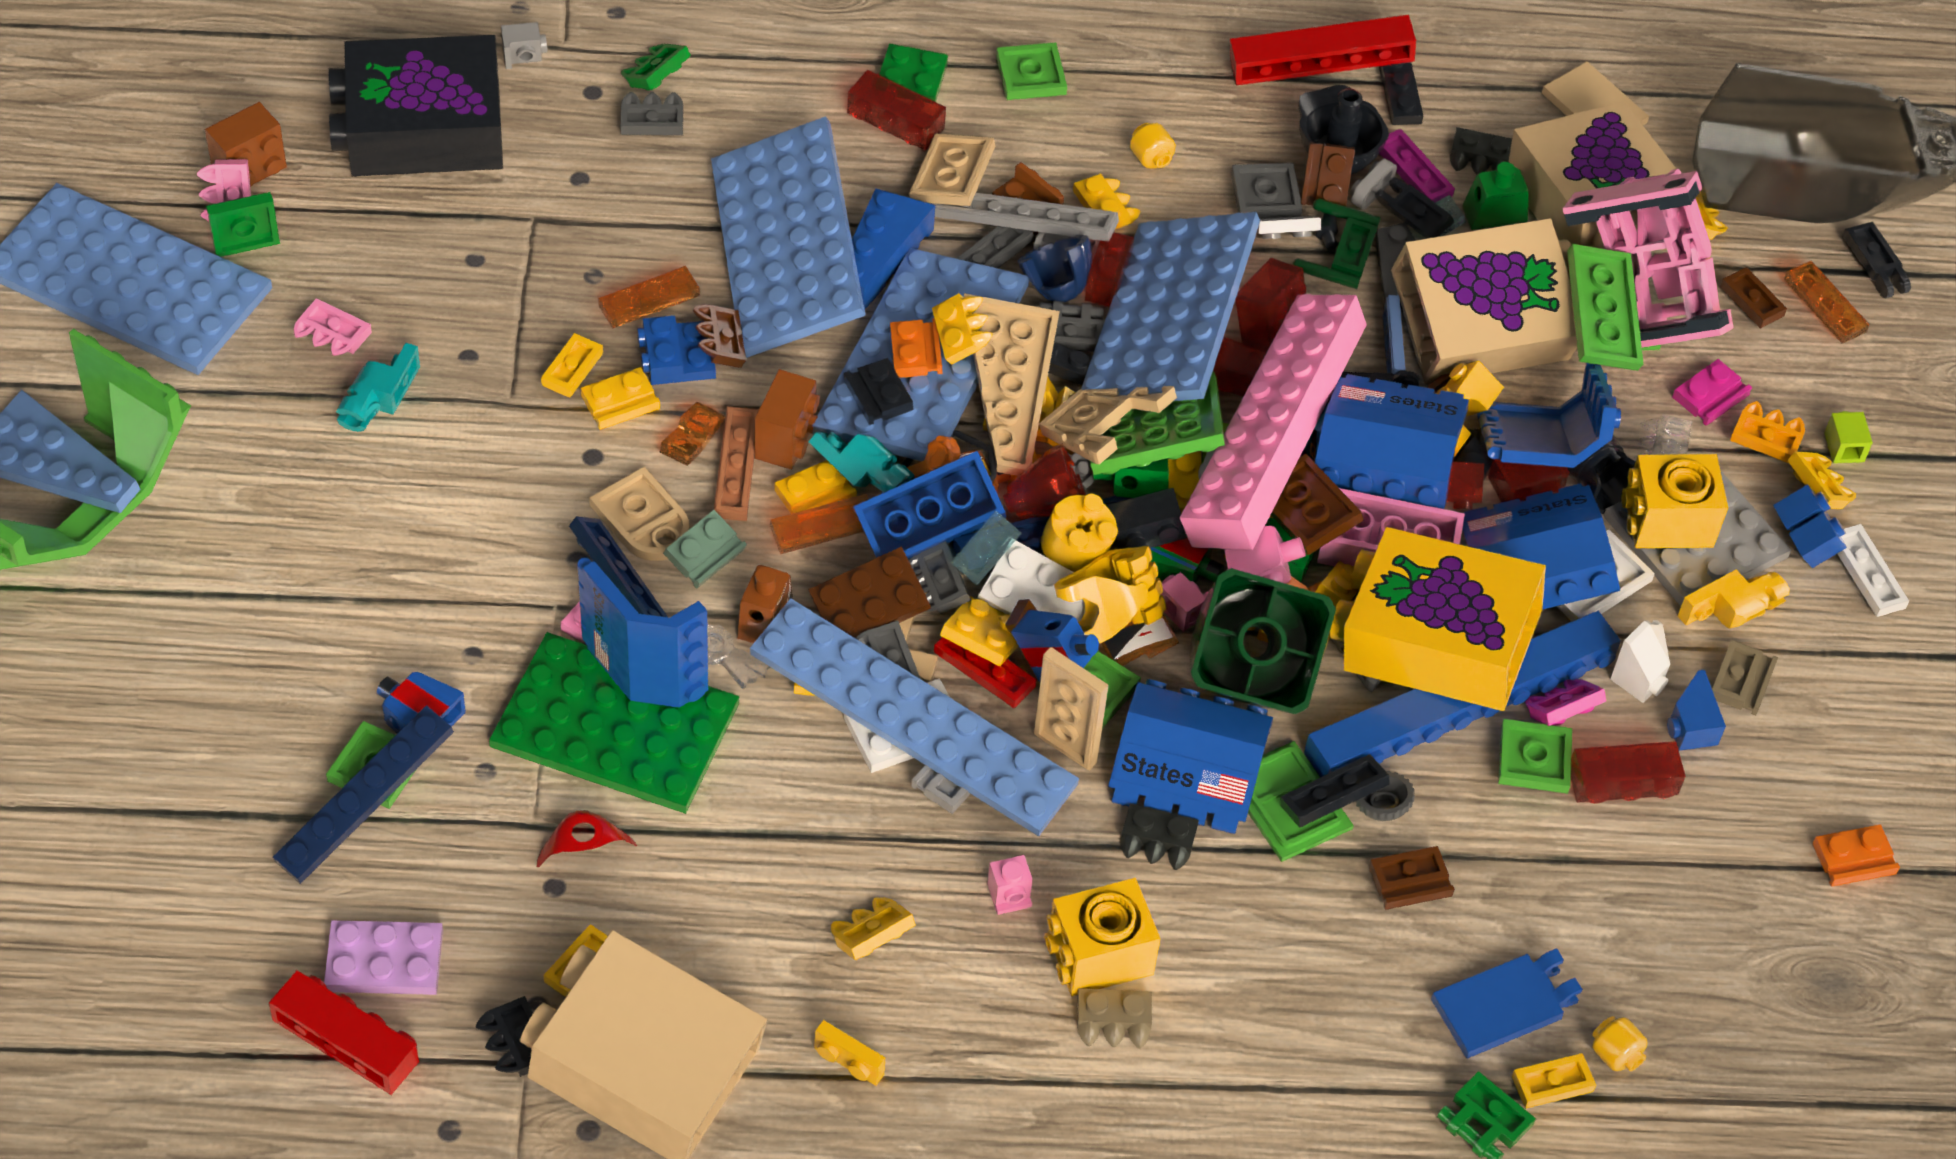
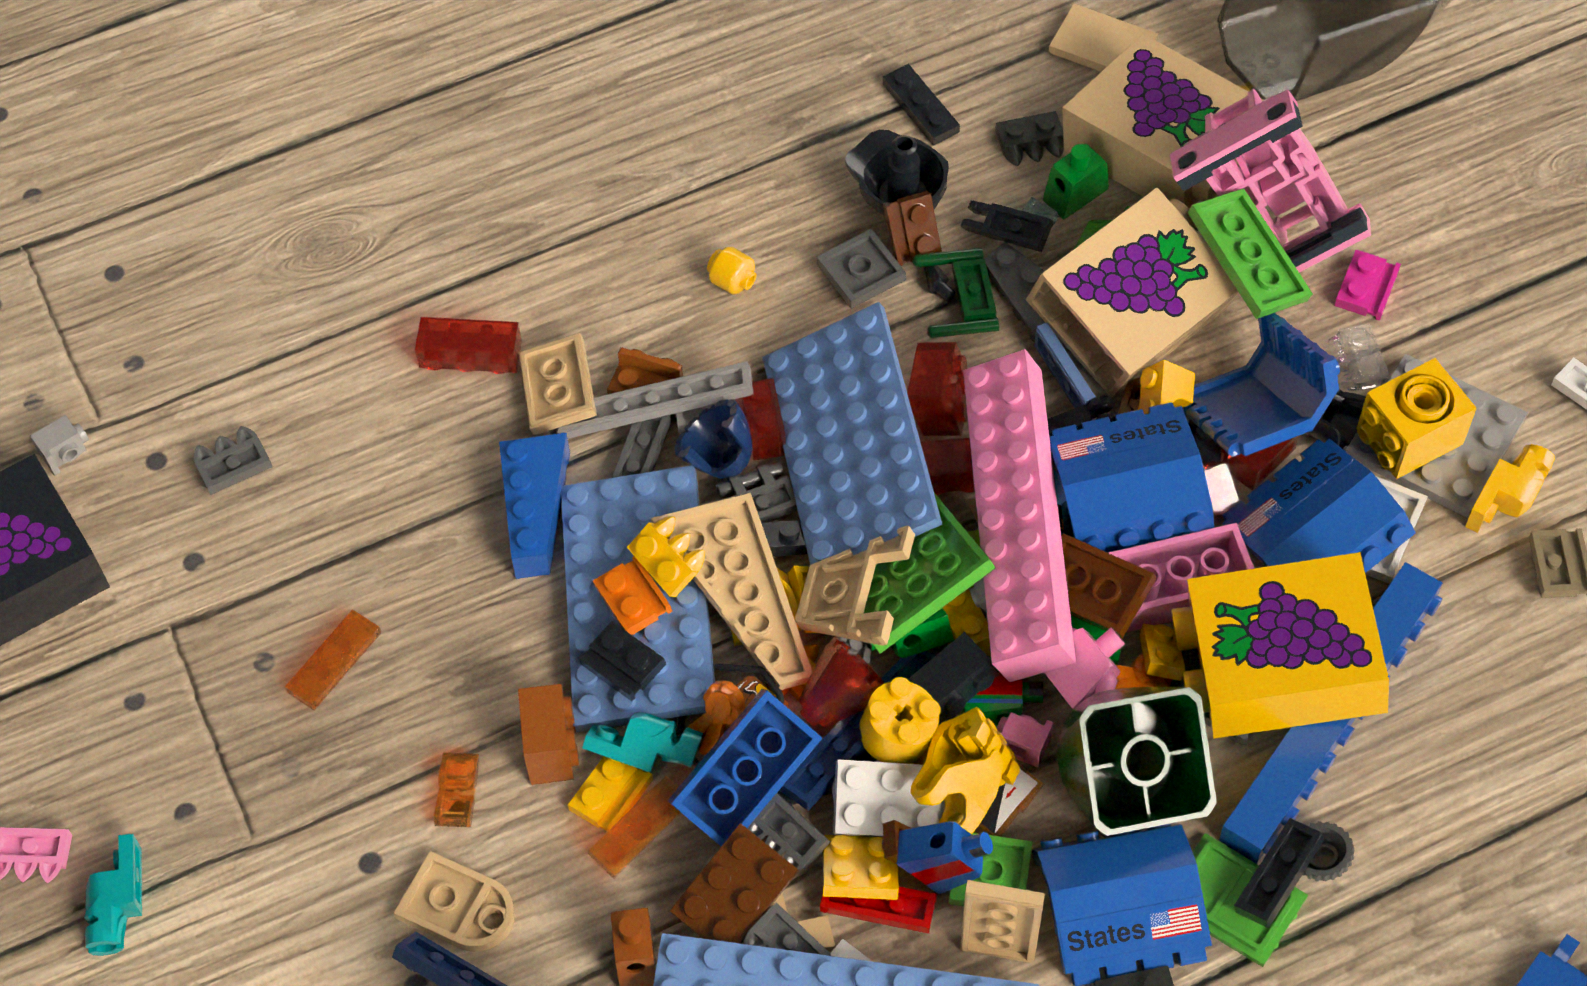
camera: 20 degrees left, 5 degrees up
(572, 365) = (297, 774): yellow plate -> none
(620, 398) = (364, 785): yellow plate -> none
(655, 67) = (207, 406): green plate -> none
(673, 351) = (392, 706): blue plate -> none
(705, 549) = (539, 912): sand green plate -> none
(722, 335) = (431, 667): reddish brown plate -> none
(736, 464) = (517, 801): nougat tile -> none
(787, 237) = (440, 534): medium blue plate -> none
(915, 69) = (461, 294): green plate -> none
(985, 548) = (821, 783): clear light blue plate -> none
(1031, 71) = (574, 244): bright green plate -> none
(1100, 194) = (715, 350): yellow plate -> none
(1300, 226) = (910, 290): plate -> none
(1322, 50) = (834, 100): red brick -> none
(1376, 179) = (950, 226): light grey plate -> none
(1411, 877) = (1392, 925): reddish brown plate -> none
(1416, 167) = (985, 181): magenta plate -> none
(1535, 756) = (1429, 738): bright green plate -> none
(1562, 703) = (1425, 668): dark pink plate -> none
(1626, 772) = (1519, 714): clear red brick -> none
(1643, 661) = (1472, 594): white slope -> none
(1696, 716) = (1544, 622): blue slope -> none
(1753, 297) = (1353, 173): reddish brown plate -> none
(1768, 433) = (1441, 304): light orange plate -> none
(1811, 526) = (1534, 381): blue piece -> none
(1812, 470) = (1513, 329): yellow plate -> none
(1826, 302) = (1415, 148): clear orange plate -> none
(1848, 437) = (1511, 274): lime brick -> none
(1877, 259) = (1433, 85): black hinge -> none

